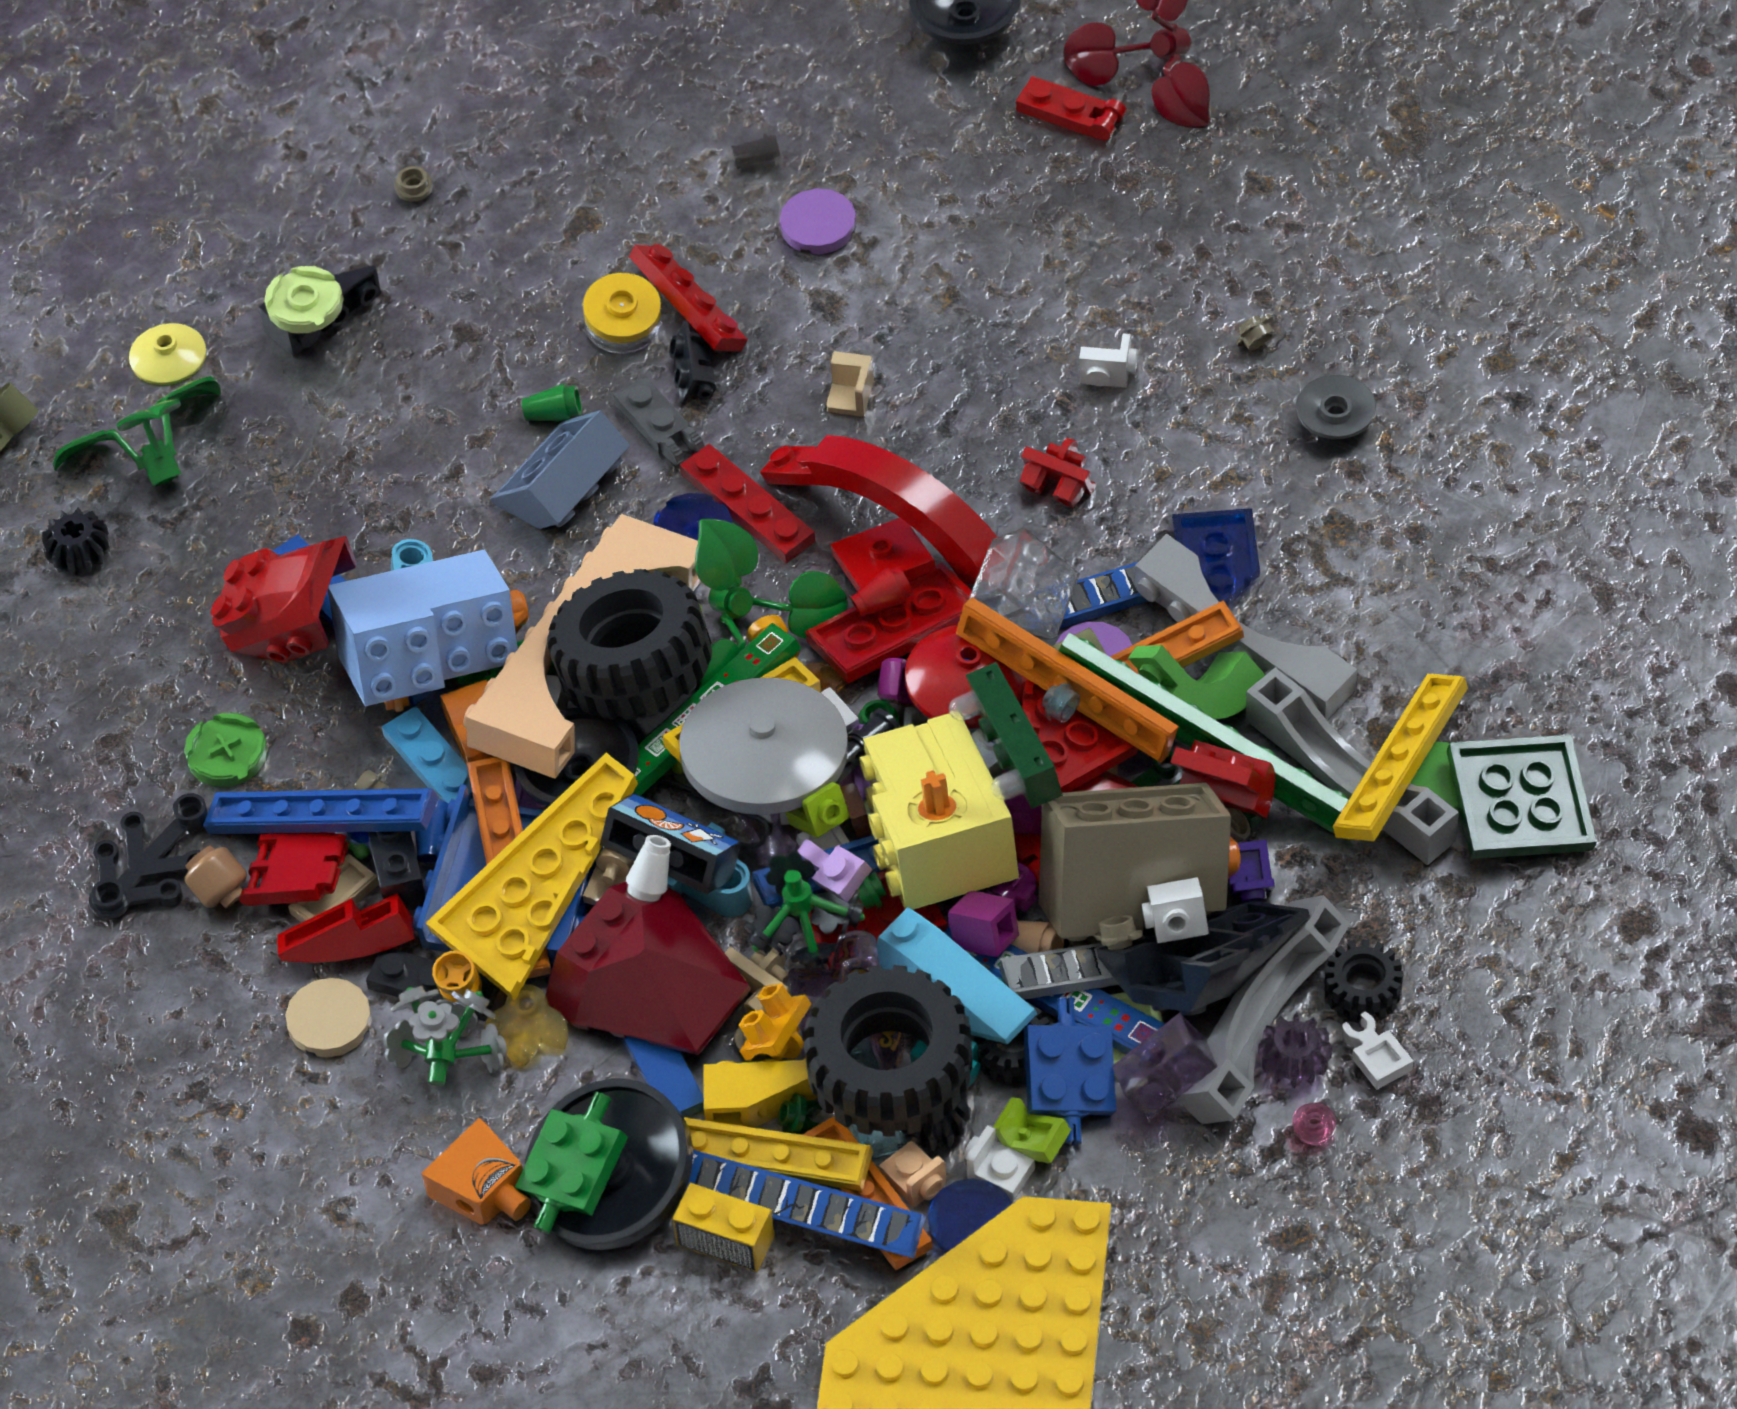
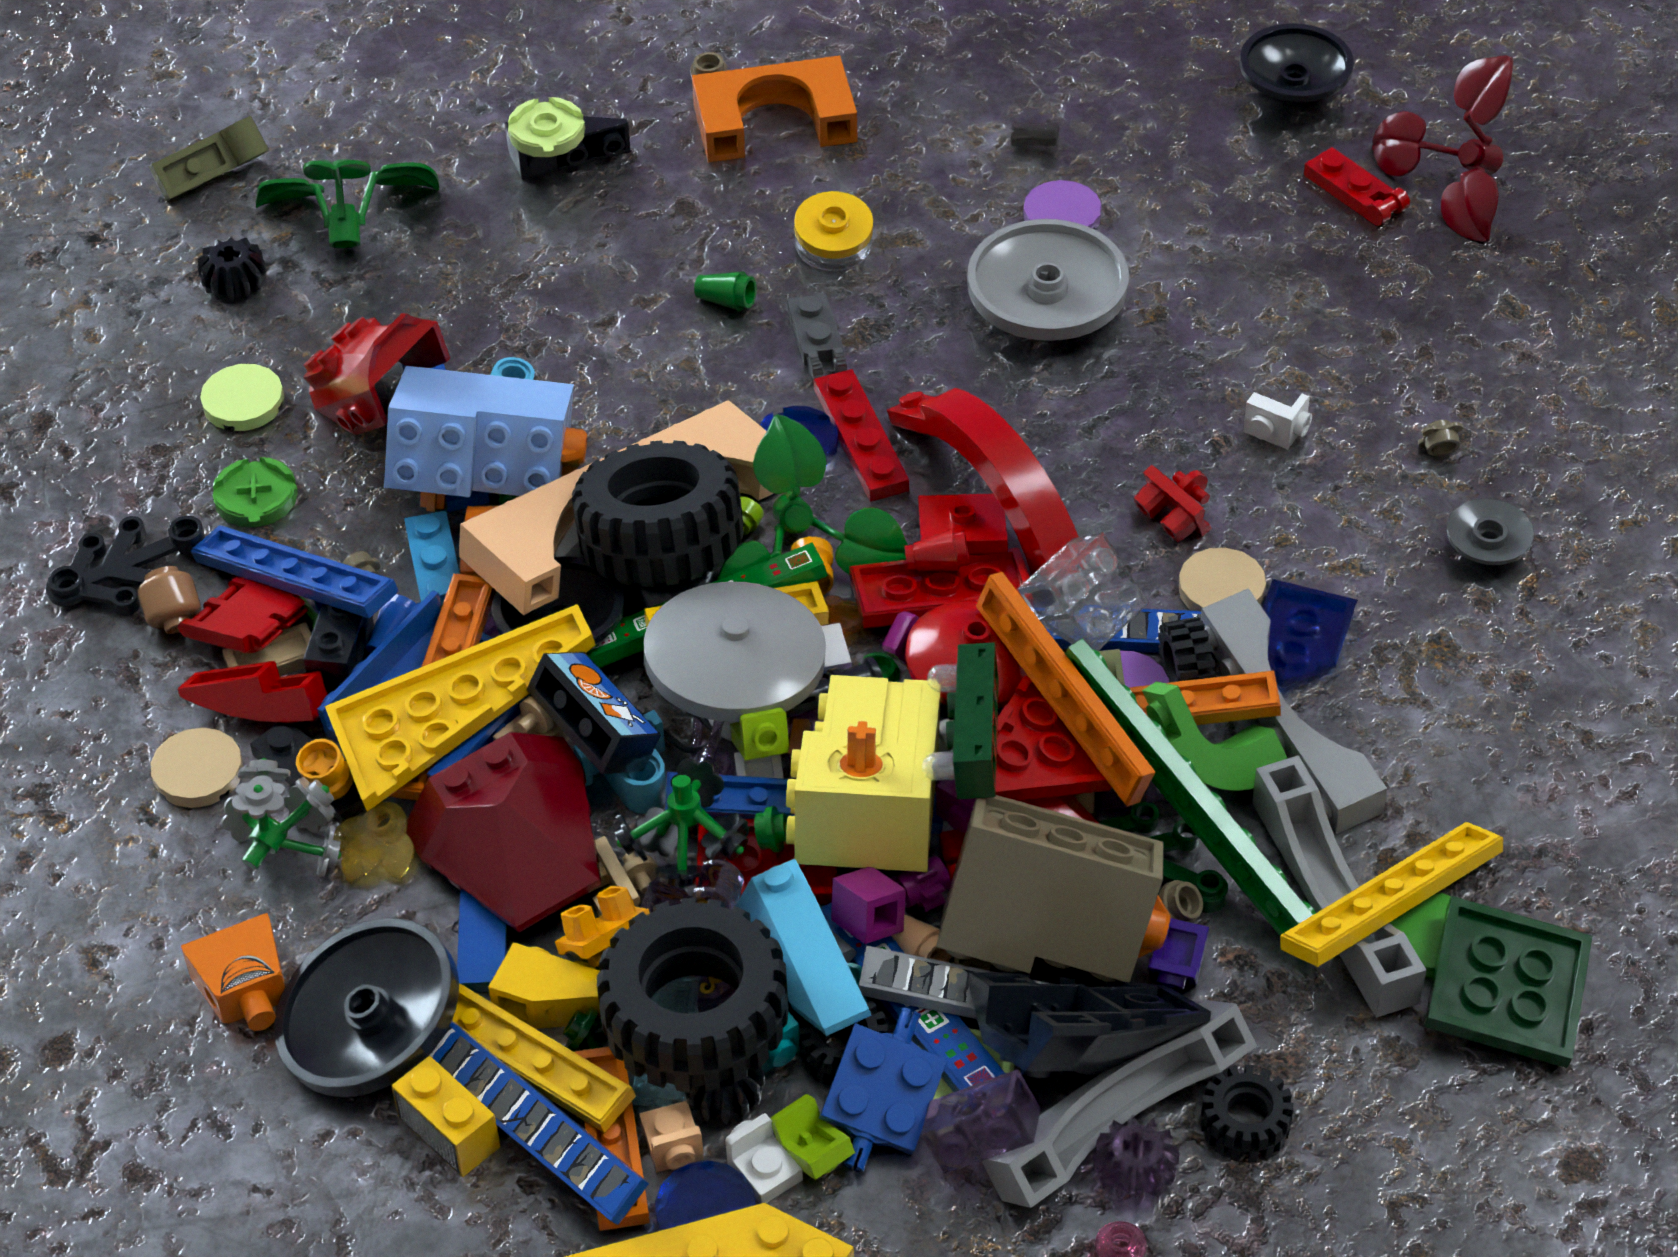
camera: 20 degrees right, 5 degrees down
(159, 663) = (242, 397): none -> yellowish green tile
(167, 354) = (413, 141): light yellow dish -> none
(524, 169) = (812, 85): none -> orange arch
(563, 471) = (702, 350): sand blue slope -> none
(571, 1162) = (327, 990): green plate -> none
(650, 870) = (554, 729): white cone -> none
(688, 298) = (902, 237): red plate -> none
(690, 355) = (876, 300): black hinge -> none
(838, 872) = (745, 797): lavender plate -> none
(844, 296) = (1048, 279): none -> light grey dish
(850, 383) = (1018, 359): tan panel -> none
(1060, 702) = (1046, 707): clear light blue plate -> none
(1118, 932) = (997, 962): dark tan plate -> none
(1127, 531) = (1217, 575): none -> tan tile
(1137, 609) = (1186, 650): none -> black tyre
(1175, 910) = (1066, 961): white brick -> none
(1234, 777) = (1193, 846): red brick -> none
(1377, 1056) = (1224, 1199): white plate -> none

